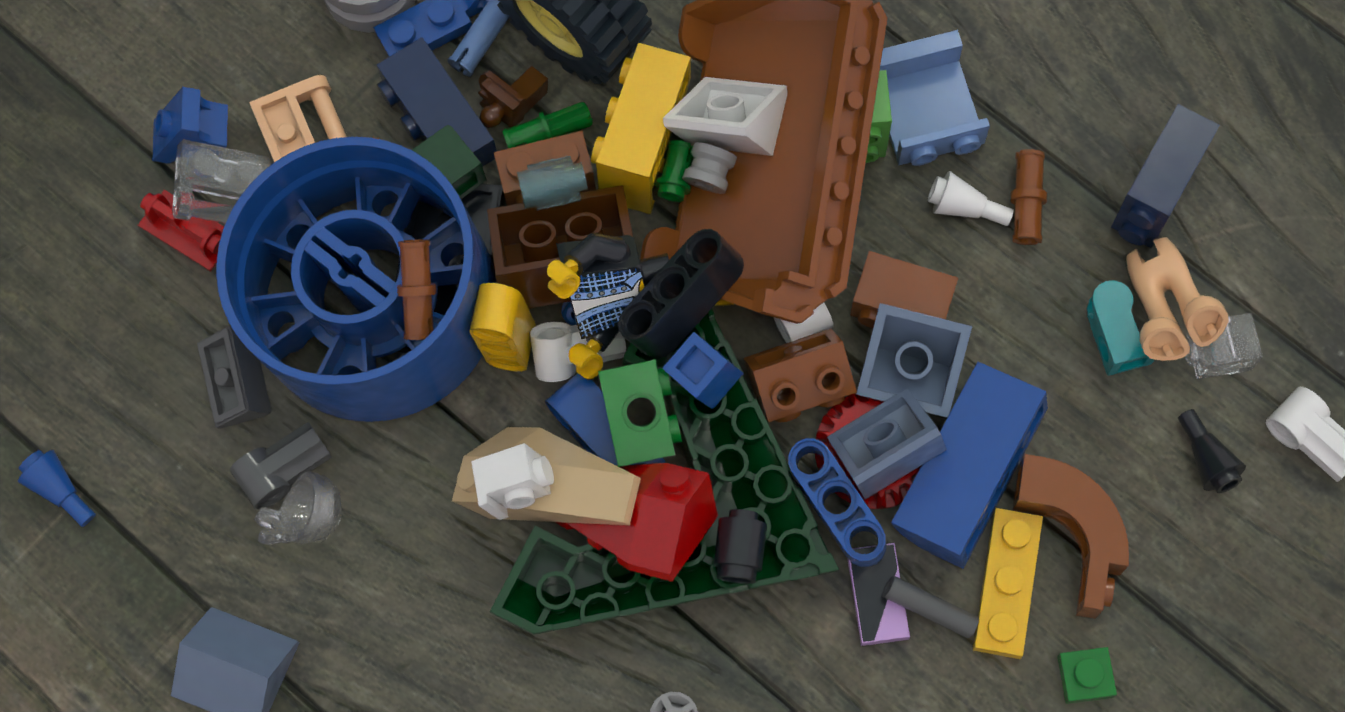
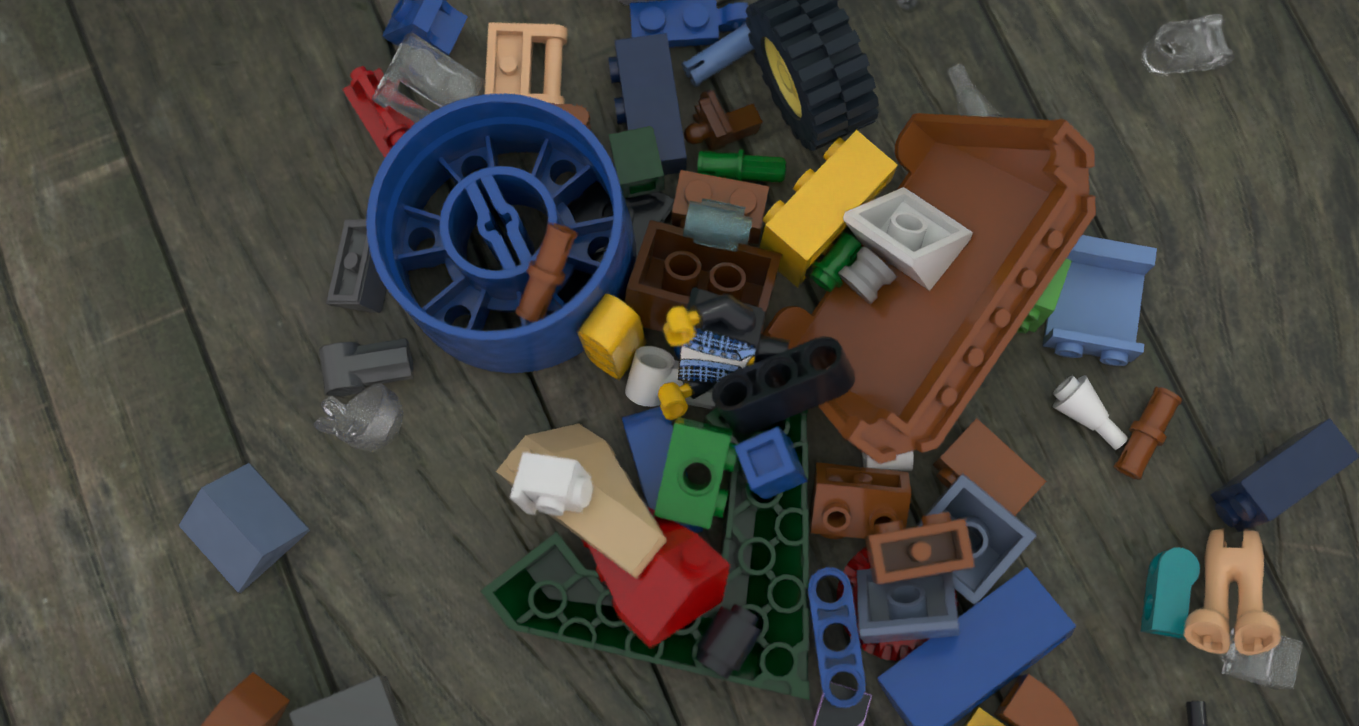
camera: 20 degrees right, 5 degrees up
(48, 479) = (162, 284): blue cone -> none
(873, 386) = (918, 551): none -> dark orange brick

